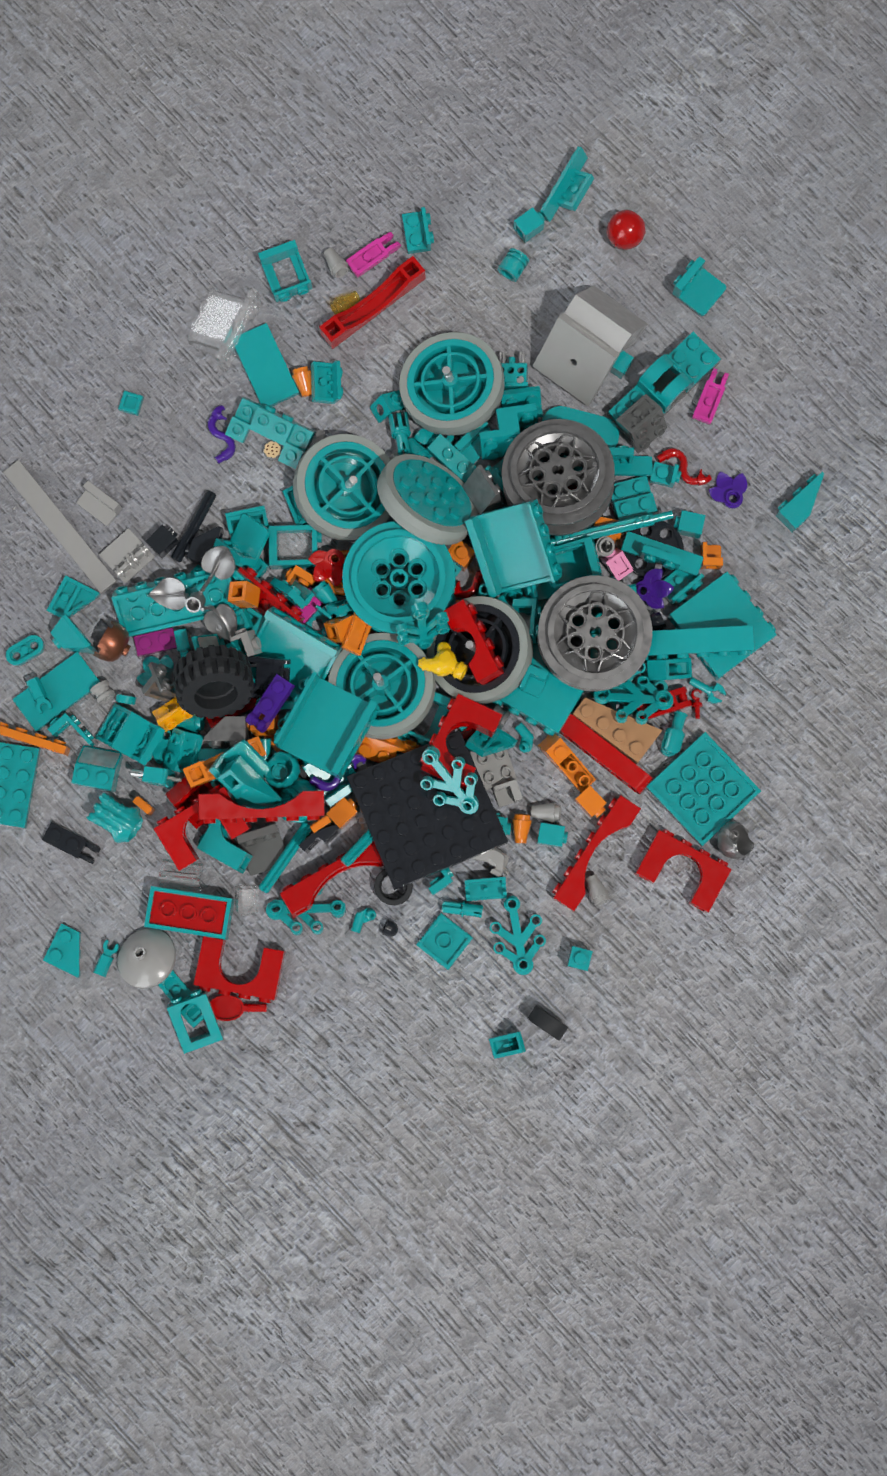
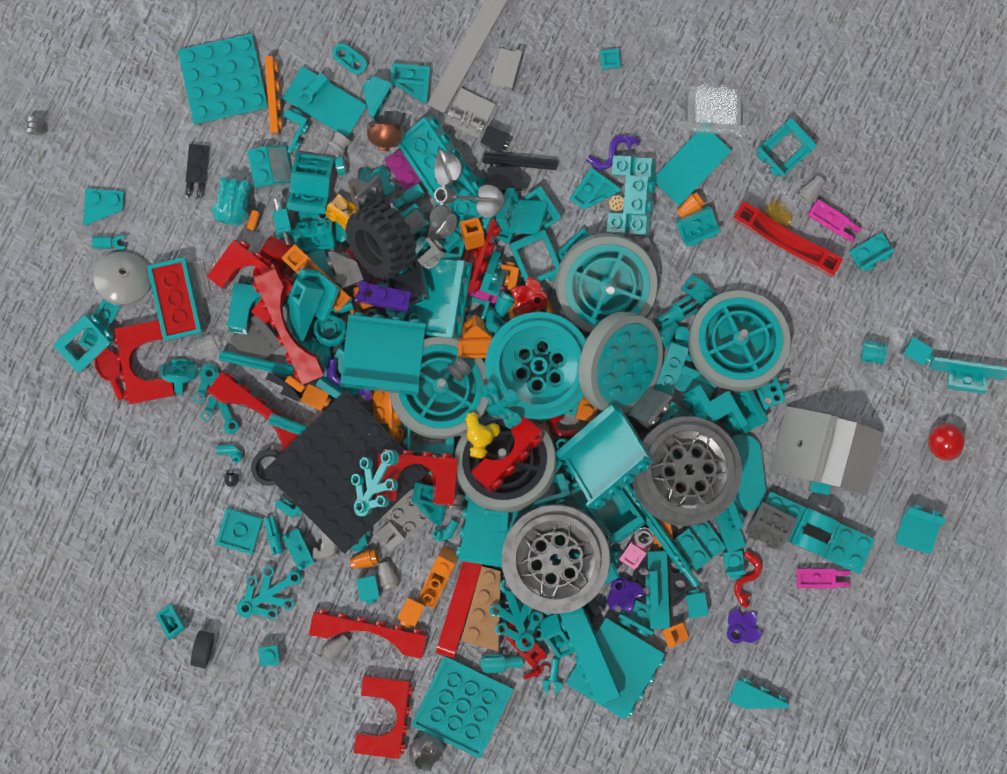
camera: 65 degrees right, 5 degrees up
(250, 467) = (593, 190): none -> teal wing
(262, 937) = (179, 372): none -> teal tile
(371, 657) = (459, 369): none -> flat silver wheel

